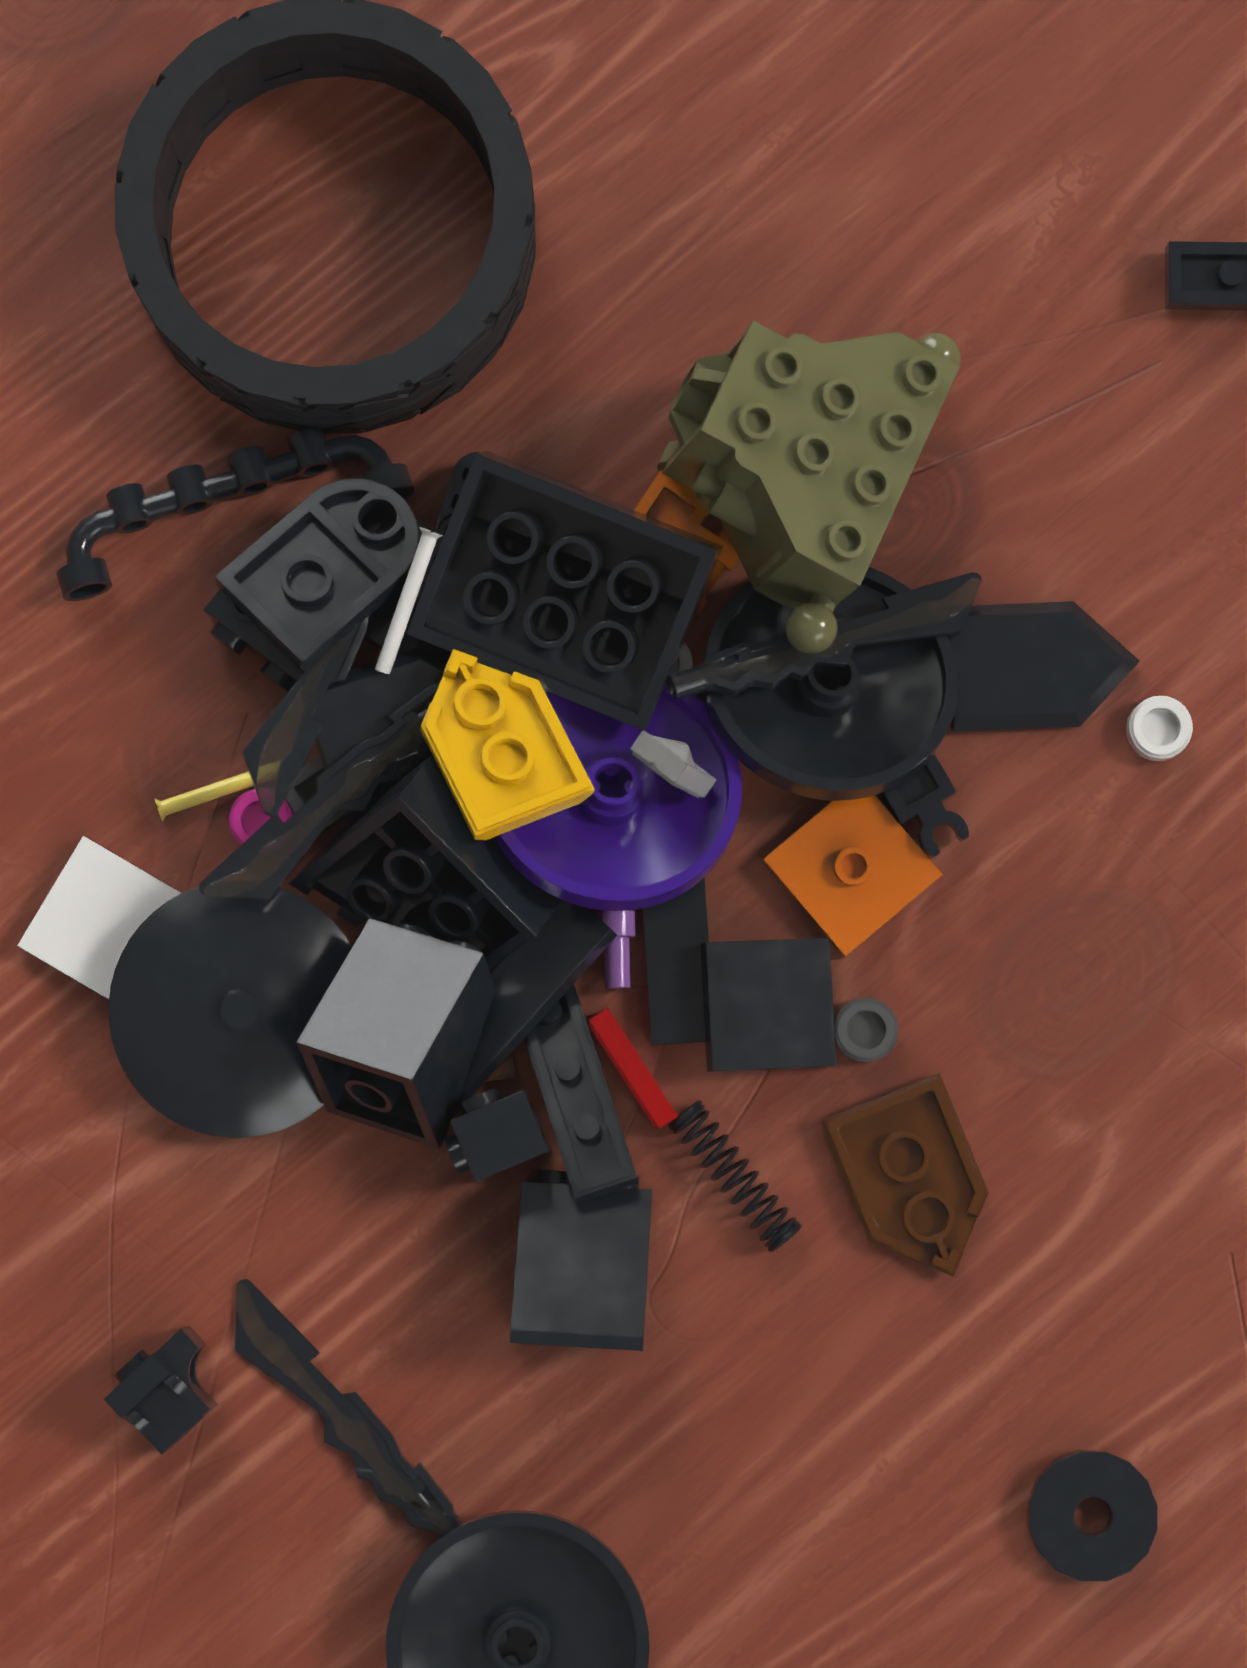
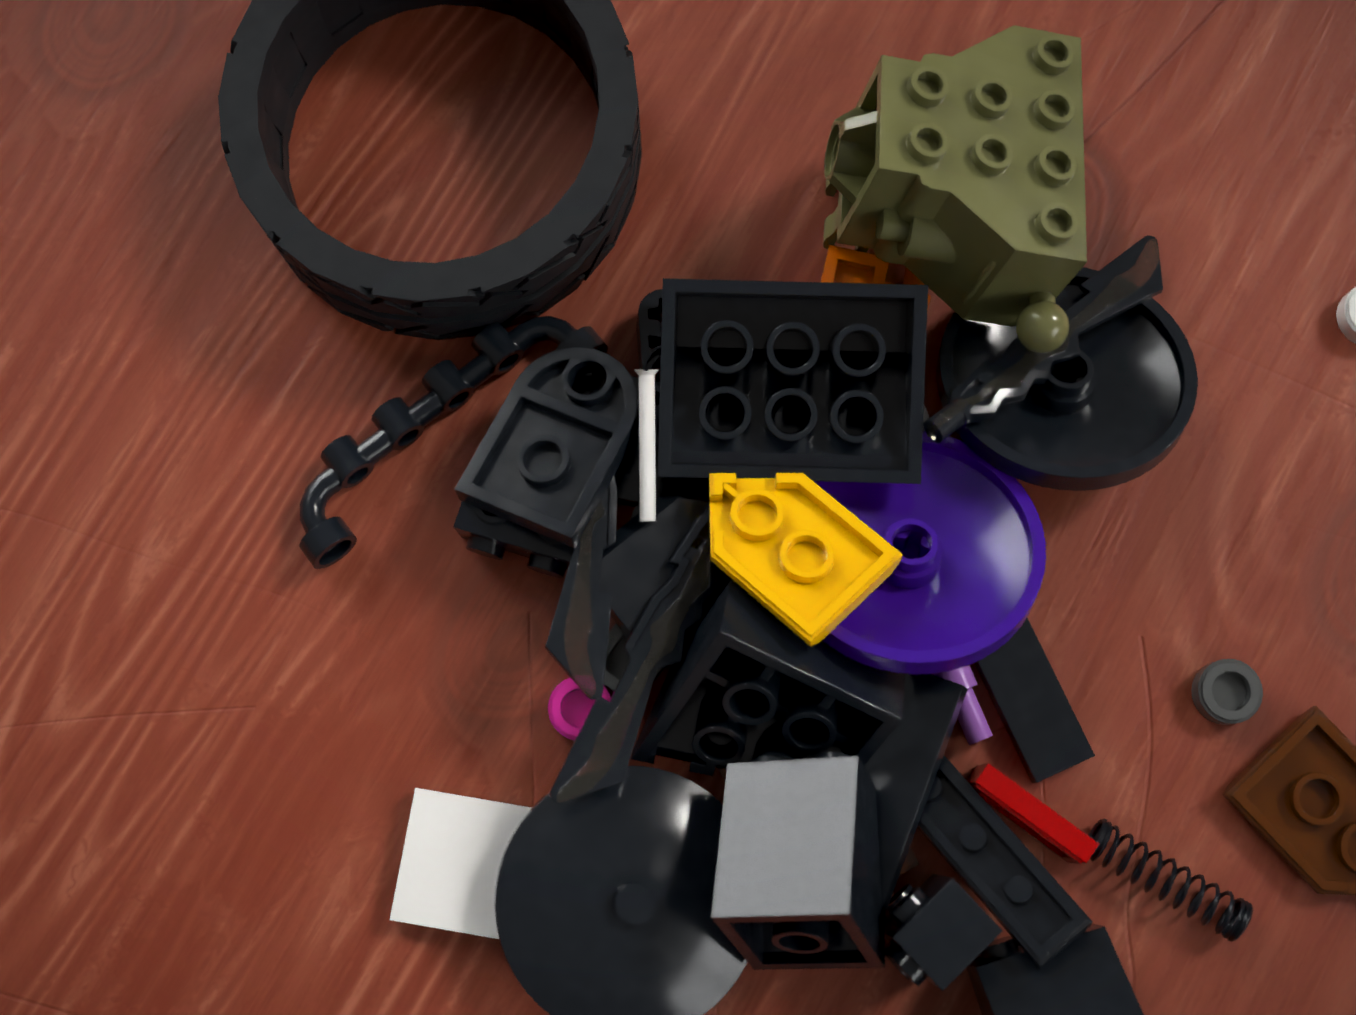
camera: 20 degrees left, 5 degrees down
(203, 794) = (519, 701): light yellow piece -> none
(673, 763) = (961, 502): light grey tile -> none
(768, 1004) = (1130, 703): black tile -> none
(852, 869) = (1152, 547): orange plate -> none
(923, 798) = (1195, 460): black plate -> none
(1033, 667) = (1239, 298): black tile -> none

